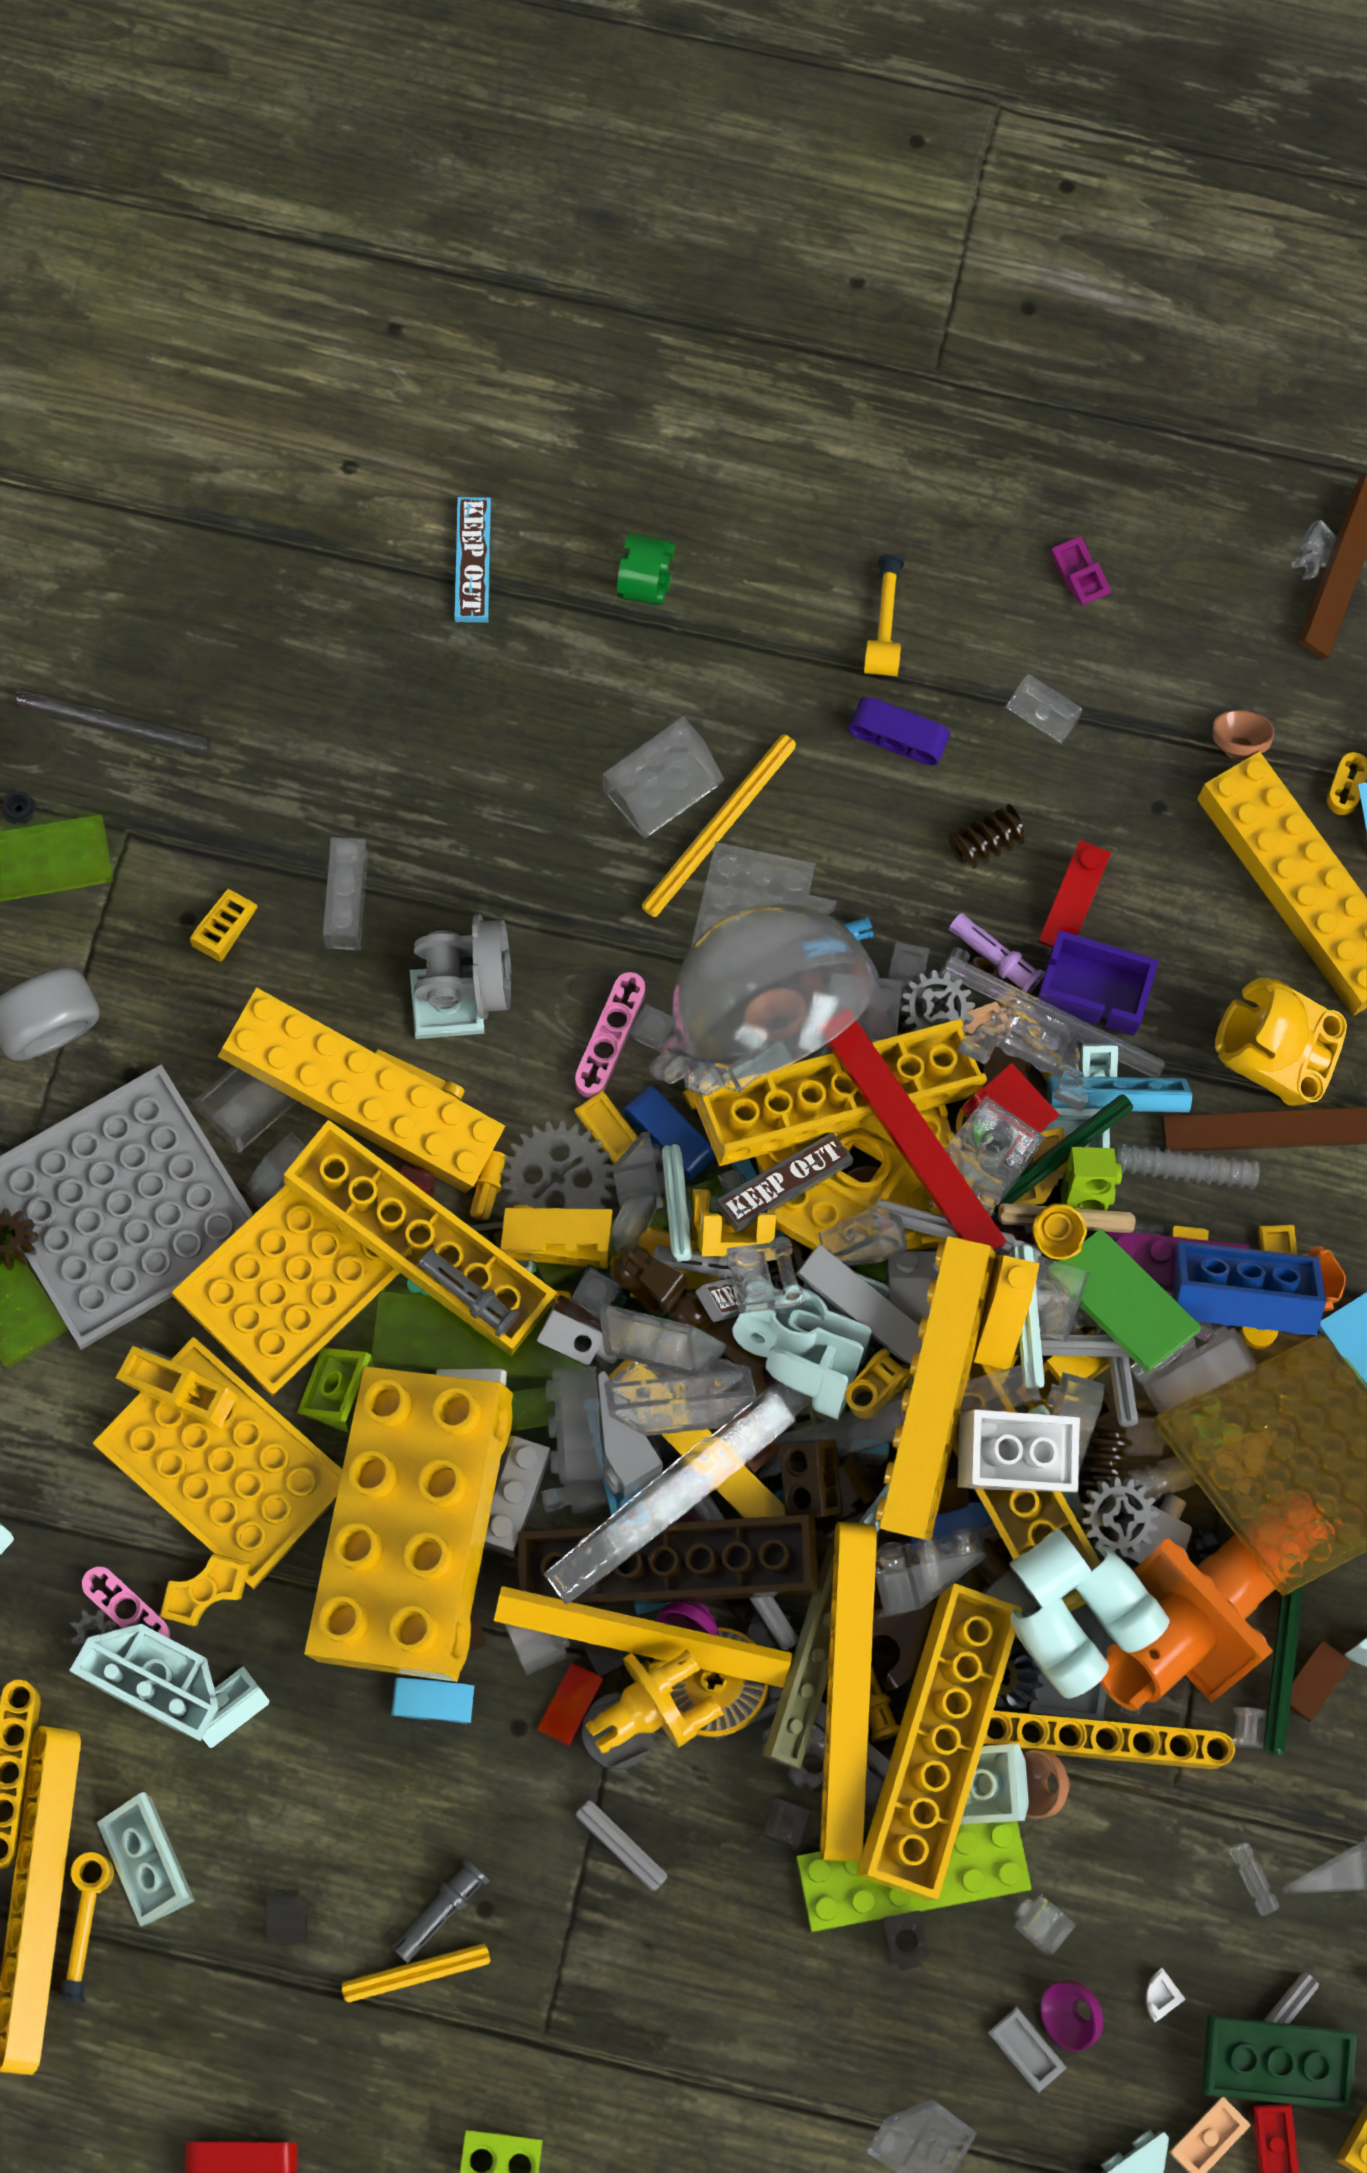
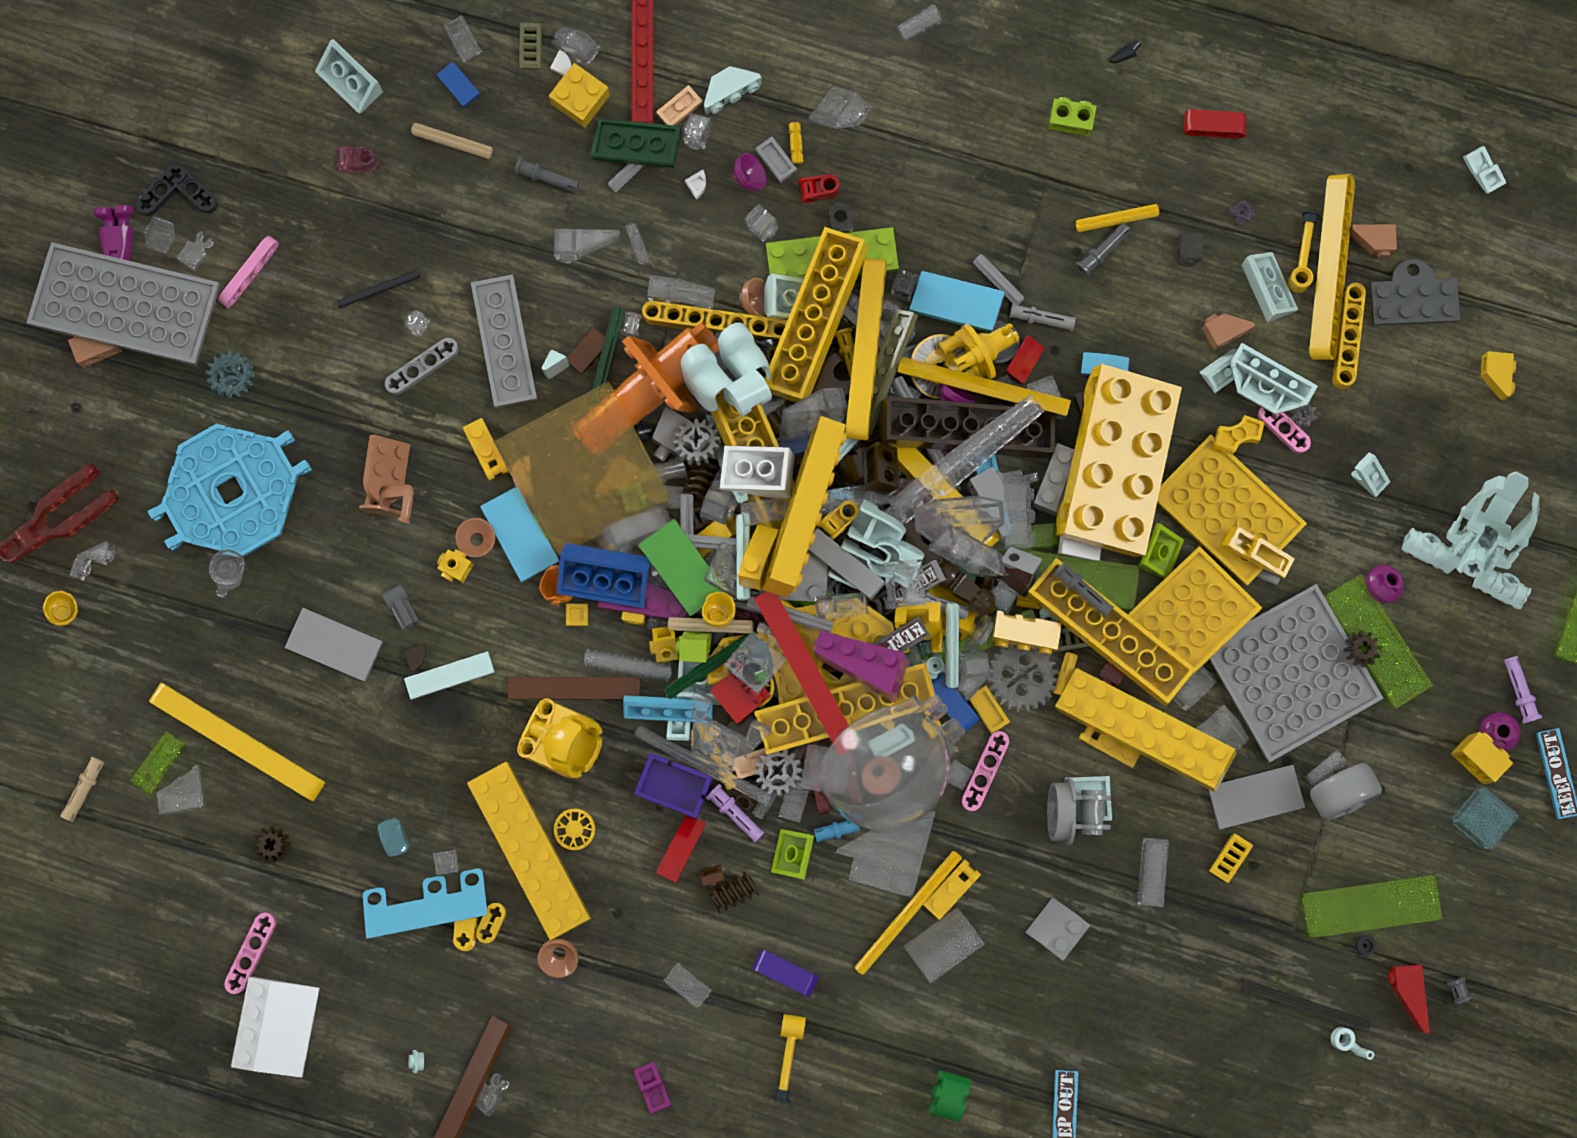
camera: 170 degrees left, 10 degrees up
(48, 672) = (1348, 1043): none -> light aqua plate
(71, 1062) = (1325, 768): none -> clear piece
(178, 1015) = (1256, 797): none -> light grey tile
(183, 1996) = (1241, 206): none -> clear purple plate
(225, 1774) = (1224, 329): none -> nougat slope
(489, 808) = (1057, 929): none -> light grey slope
(587, 1789) = (1042, 317): none -> light grey pin
(654, 860) = (951, 890): none -> yellow plate
(693, 1796) = (957, 301): none -> medium azure tile
(703, 1173) = (941, 667): none -> light aqua plate
(817, 1143) = (864, 662): none -> magenta wedge
(901, 897) = (792, 854): none -> lime slope
(954, 1994) = (817, 189): none -> red piece
(994, 2083) = (796, 143): none -> yellow axle
(1024, 861) = (712, 875): none -> reddish brown plate
(1137, 1196) = (664, 644): none -> yellow brick
(1171, 1789) = (680, 292): none -> clear slope
(1175, 2090) = (697, 131): none -> clear slope
(1240, 922) = (574, 829): none -> yellow wheel

